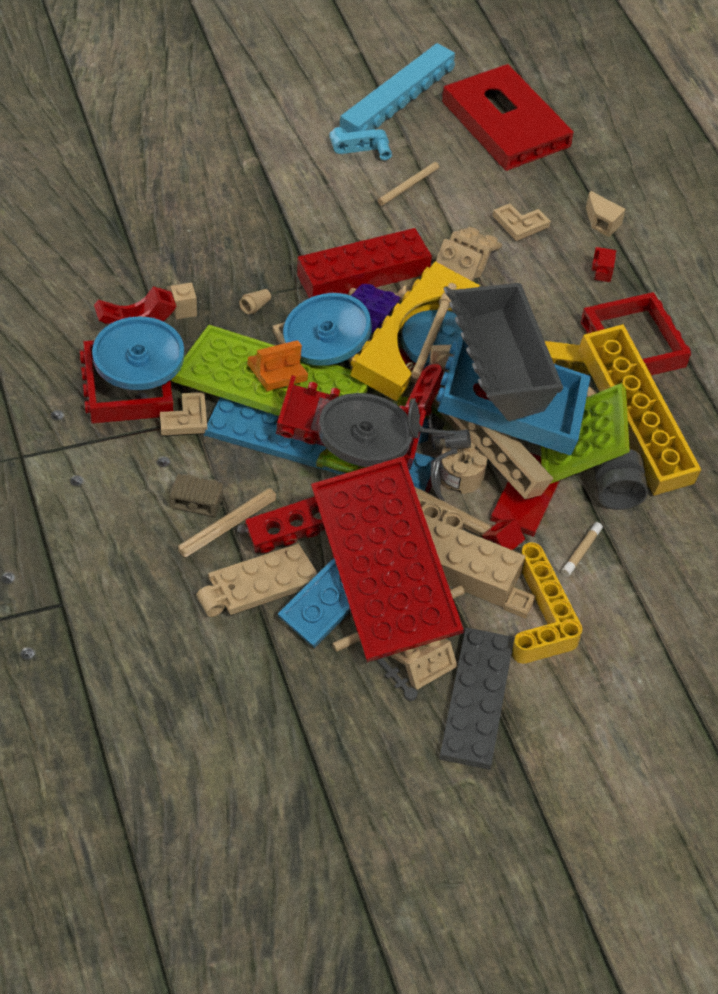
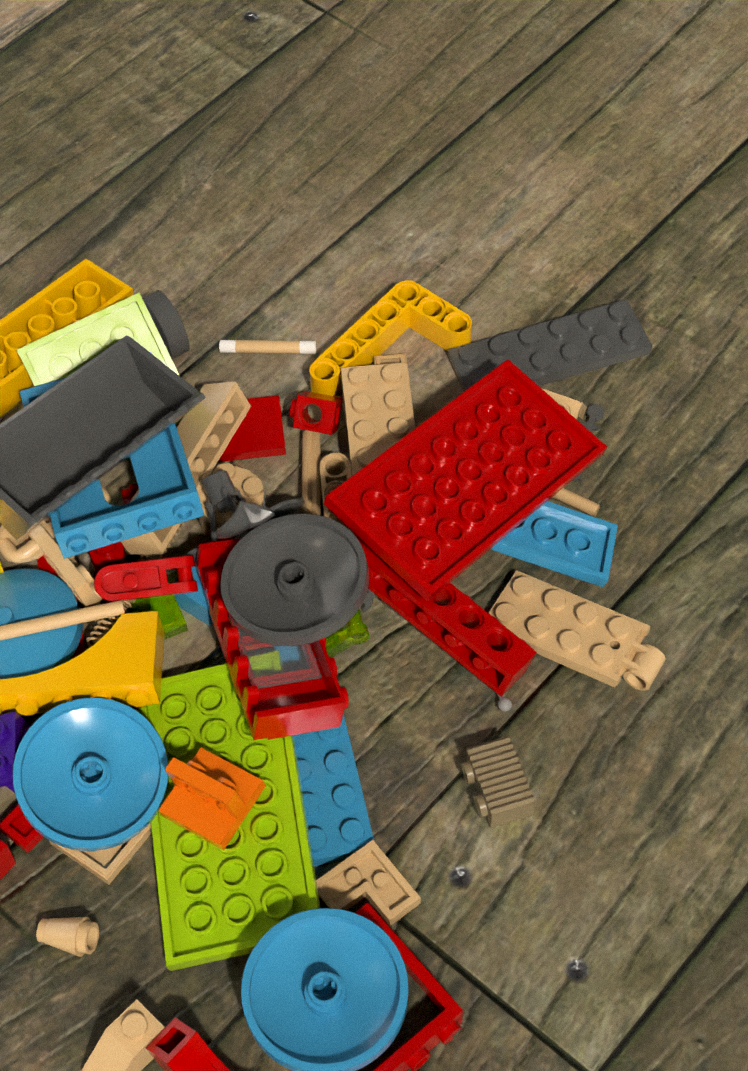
camera: 115 degrees left, 5 degrees up
(226, 522) = (509, 725): tan axle -> none

